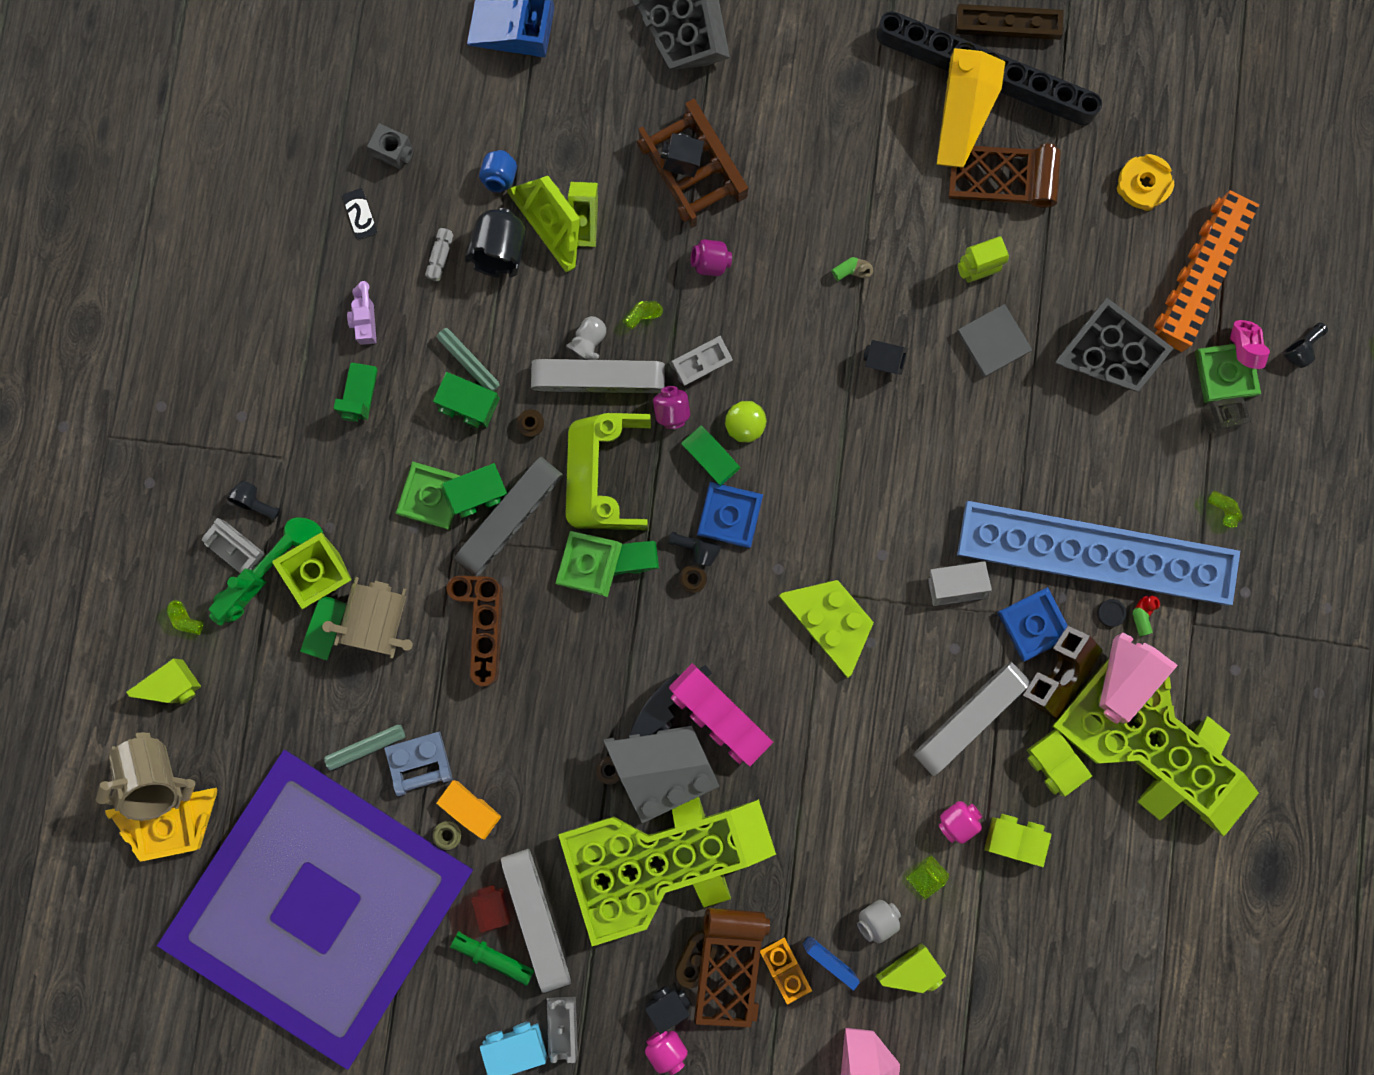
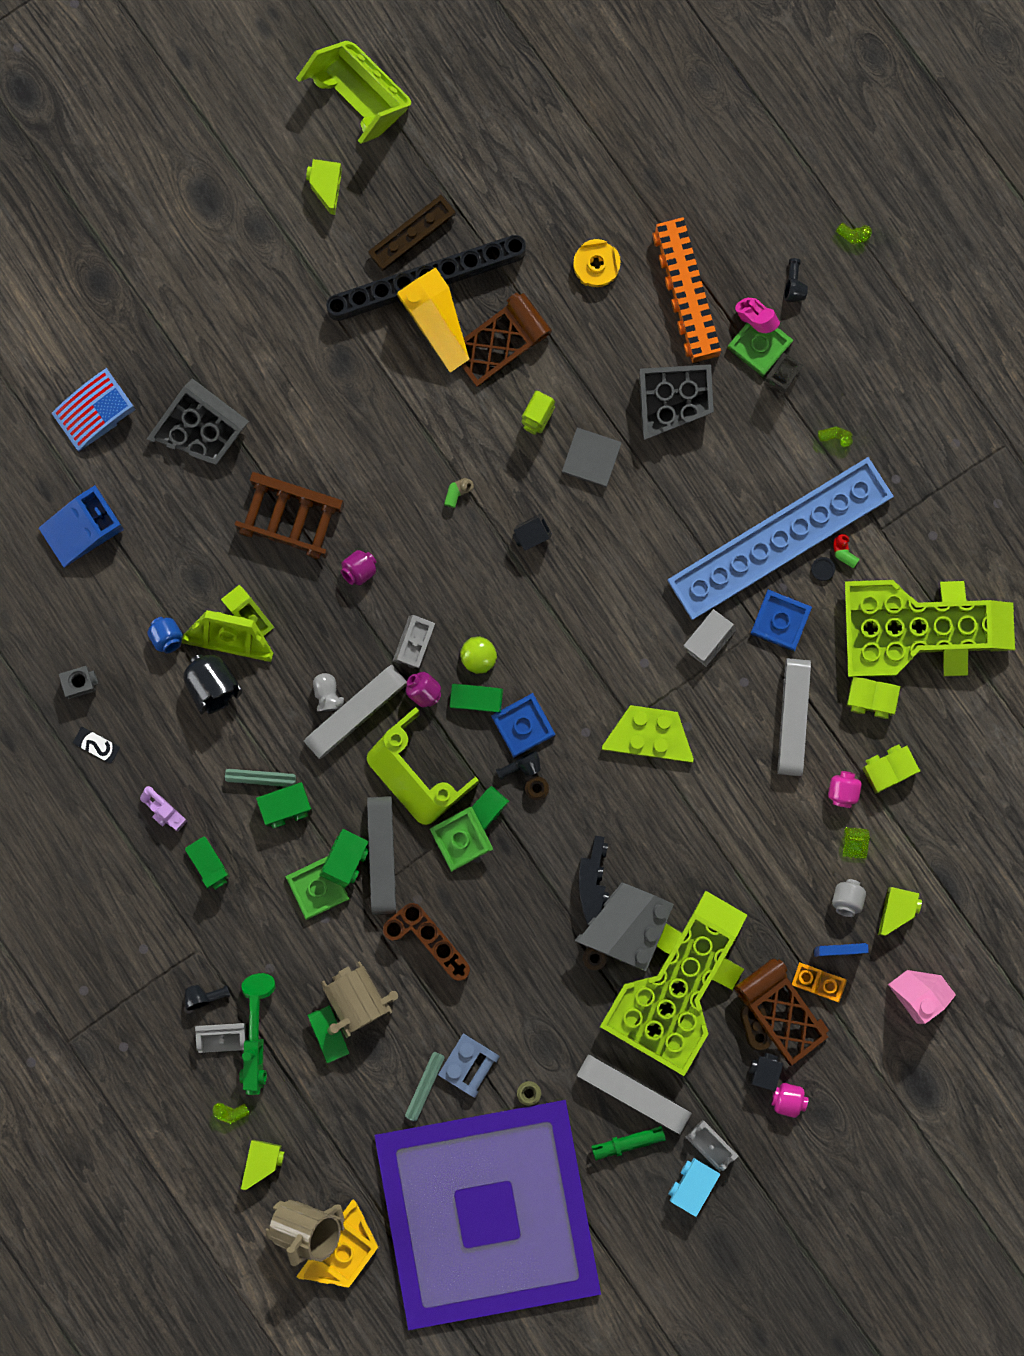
camera: 40 degrees left, 0 degrees up
(312, 570) = (288, 1004): lime slope -> none
(439, 254) = (176, 725): light grey axle -> none
(468, 810) = (528, 1064): light orange slope -> none
(490, 908) = (598, 1112): clear red brick -> none
(530, 431) = (339, 789): dark brown plate -> none
(643, 310) = (345, 641): clear neon green arm -> none
(682, 154) = (280, 517): black brick -> none
(720, 714) = (633, 858): dark pink brick -> none
(1076, 657) = (825, 619): dark brown arch -> none
(1132, 678) = (869, 603): bright pink slope -> none

